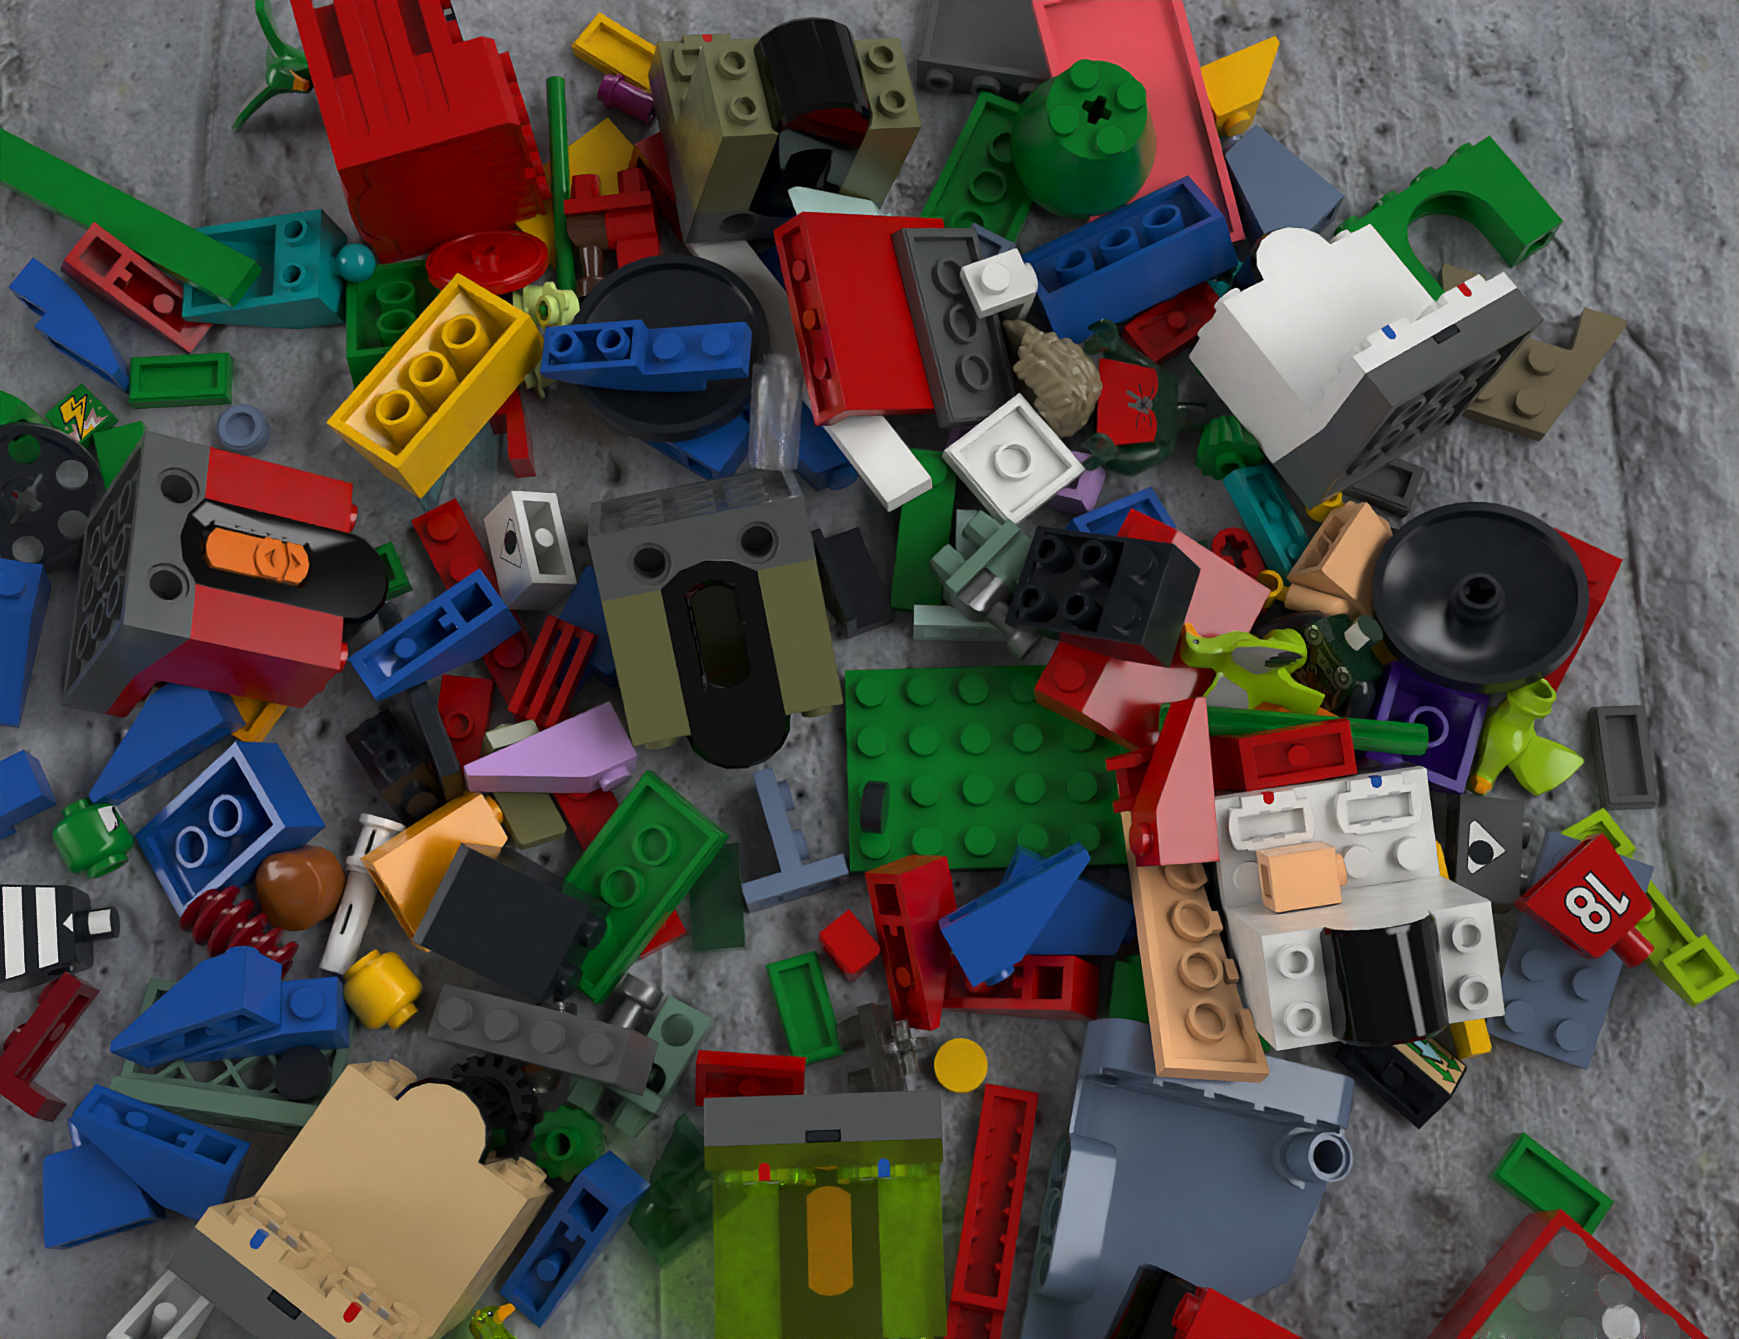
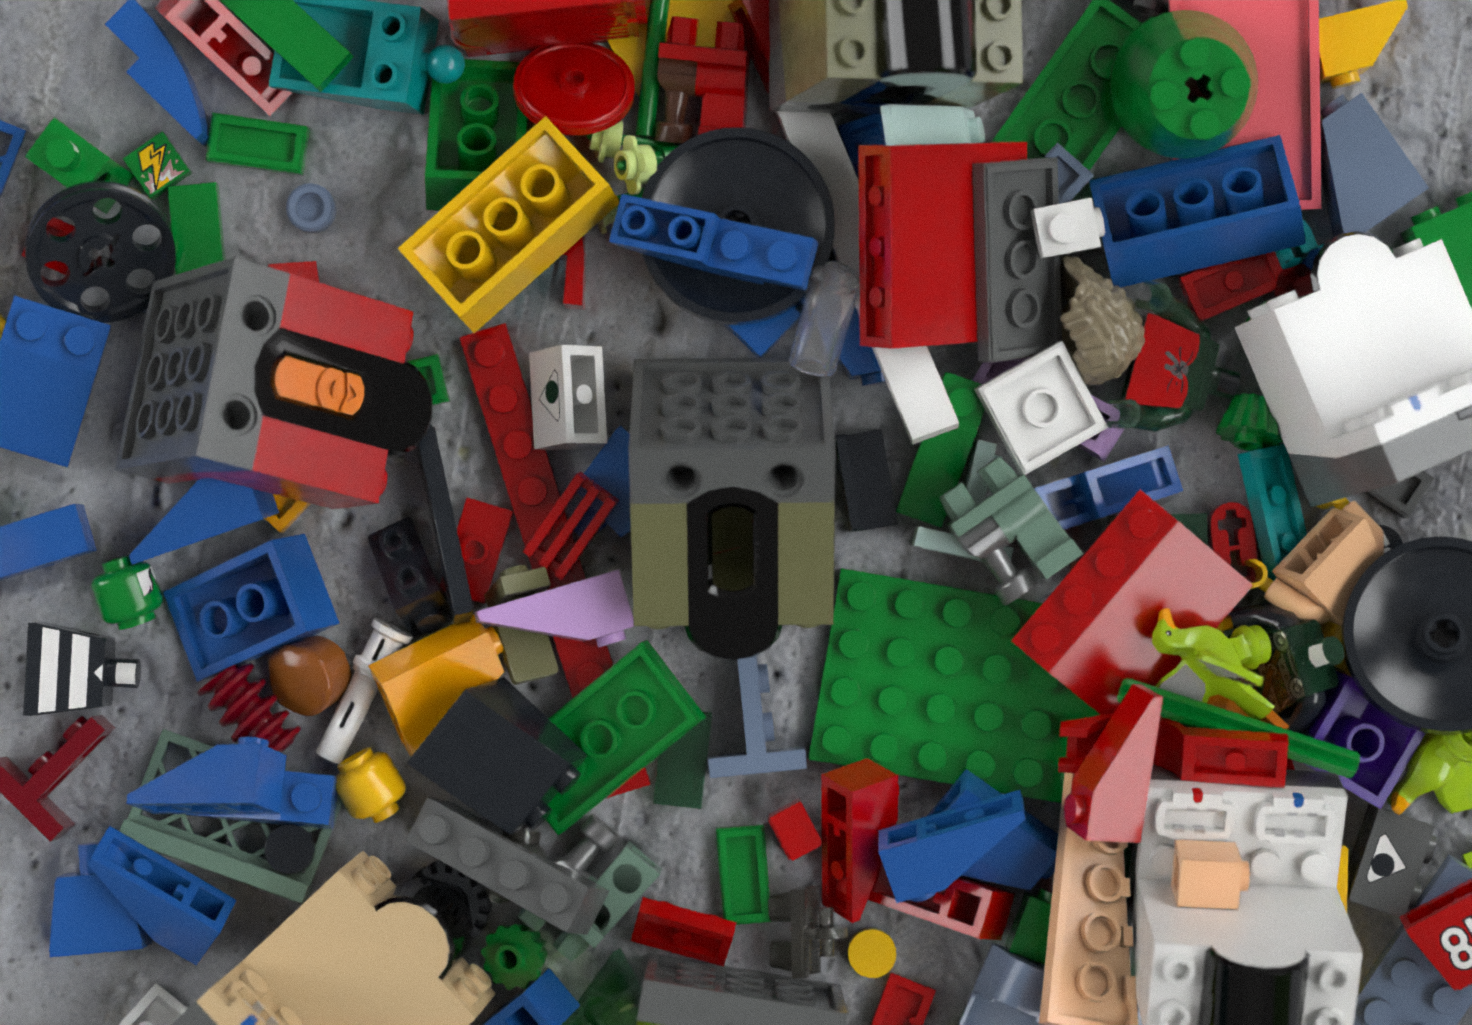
camera: 10 degrees right, 15 degrees up
(436, 638) = (467, 478): blue slope -> none
(875, 807) = (842, 713): black tile -> none
(1105, 594) = (1092, 575): black slope -> none

